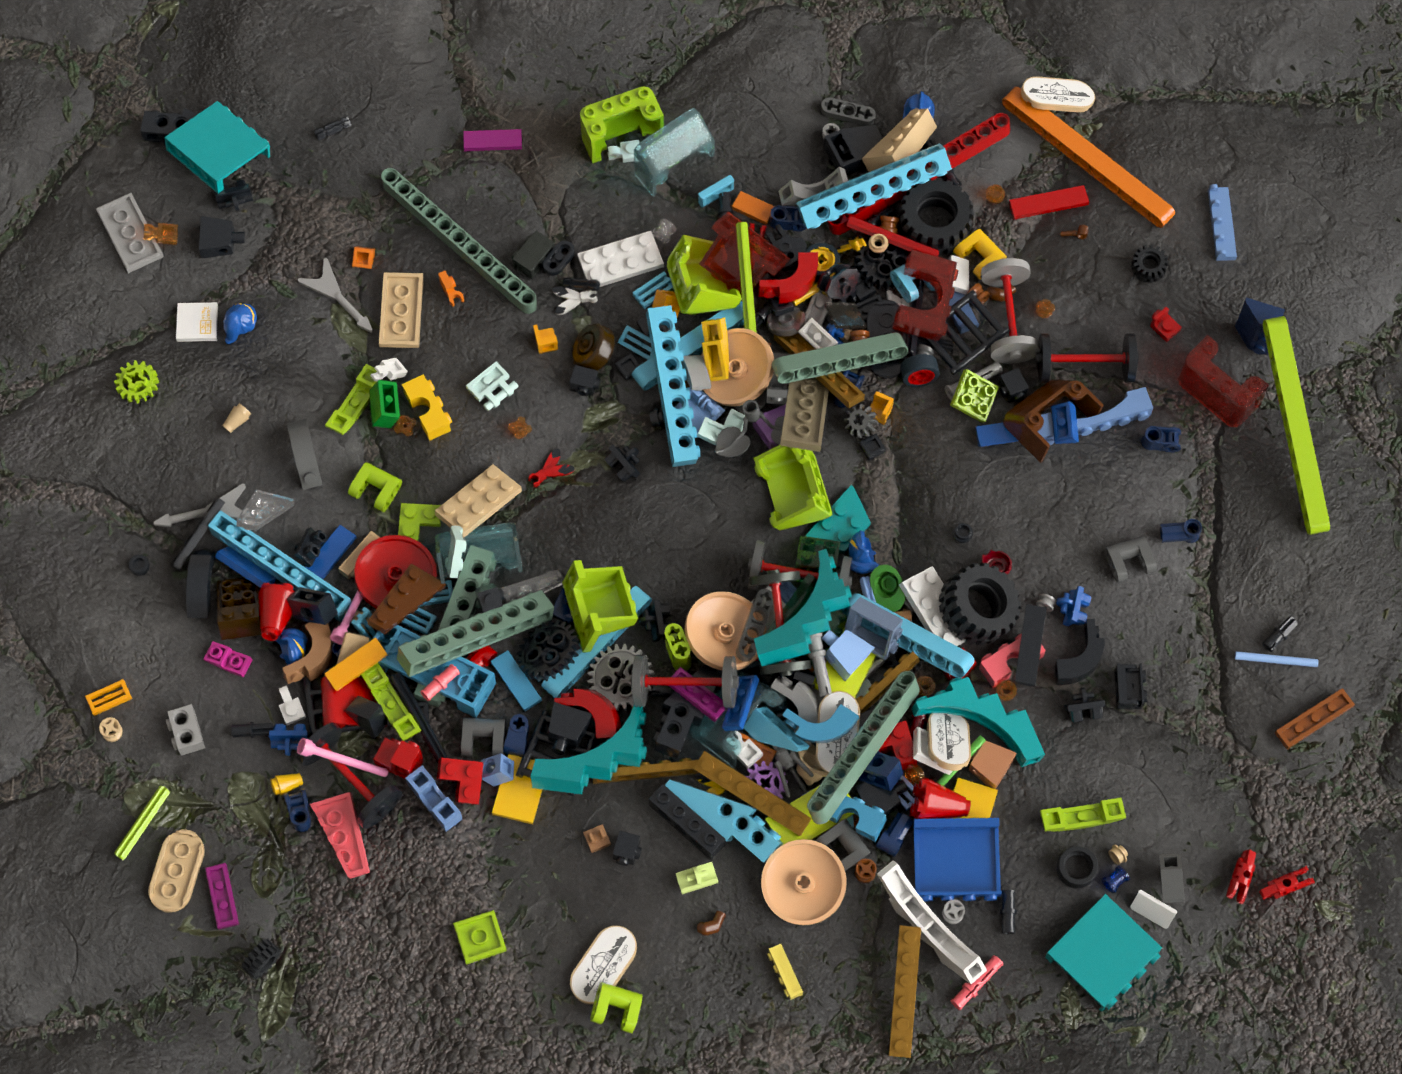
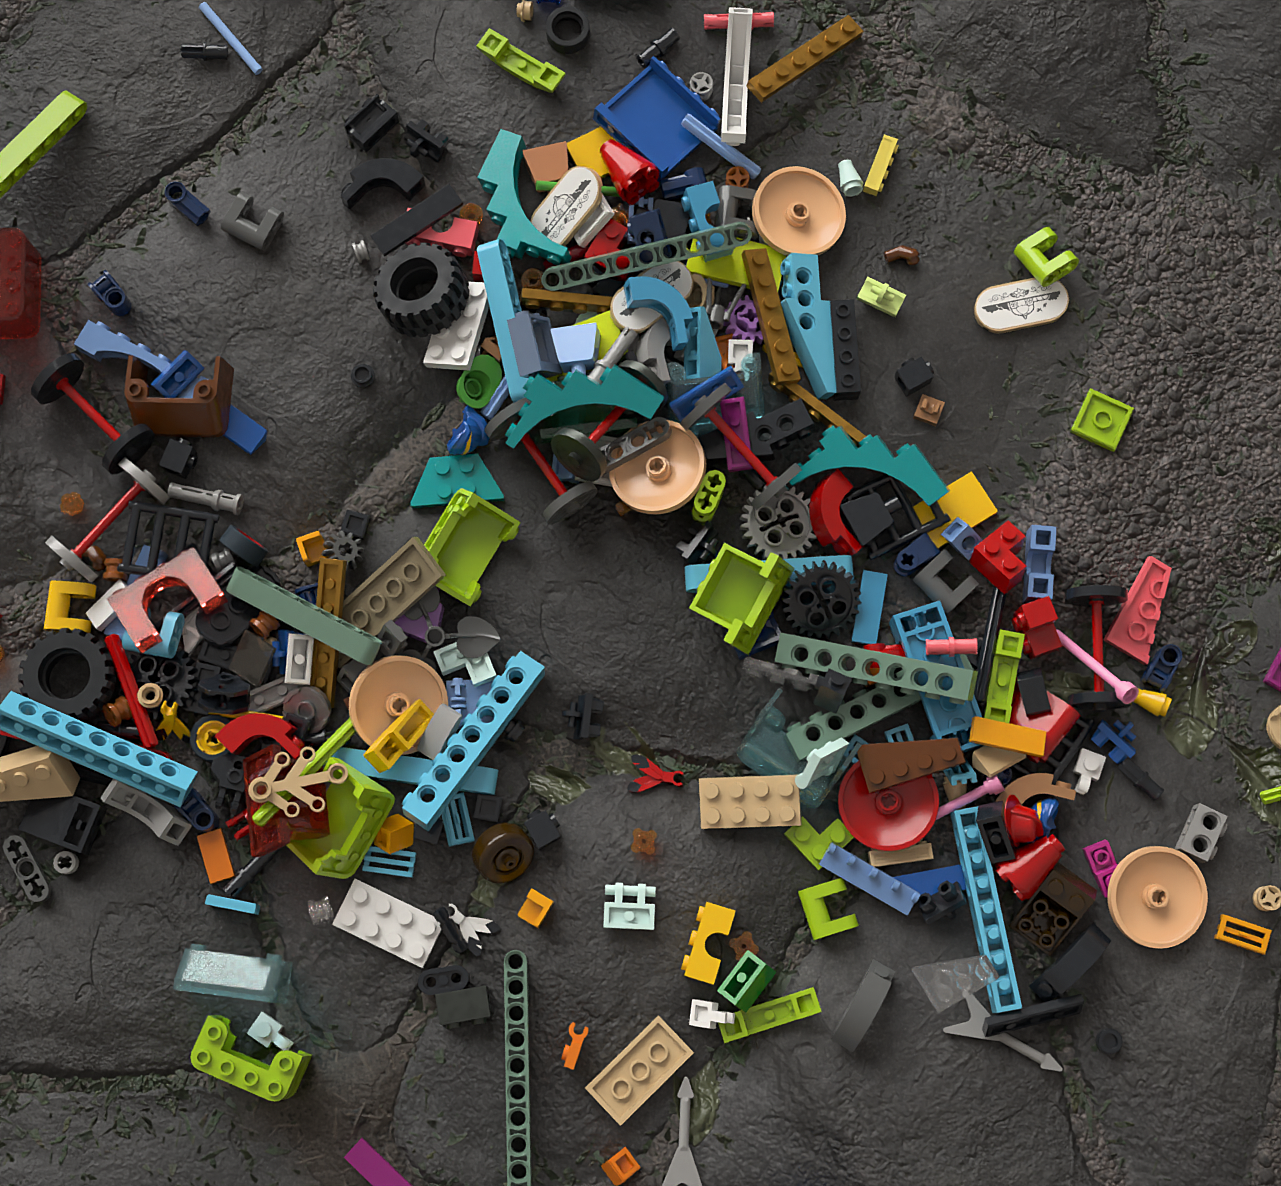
camera: 135 degrees left, 10 degrees up
(180, 665) = (1157, 897): none -> light nougat dish
(237, 417) = (892, 1106): tan cone -> none
(244, 566) = (1018, 940): blue tile -> none
(304, 622) = (1021, 821): none -> red piece
(365, 522) = (869, 878): none -> medium blue hinge
(742, 259) = (293, 783): none -> tan plant
(795, 941) = (849, 179): none -> light aqua cone
(808, 553) = (508, 468): clear green slope -> none
(913, 877) = (714, 141): none -> light blue axle
(974, 396) = (222, 479): lime tile -> none
(998, 559) = (366, 319): dark red hair -> none
(1071, 604) = (343, 226): blue hips -> none

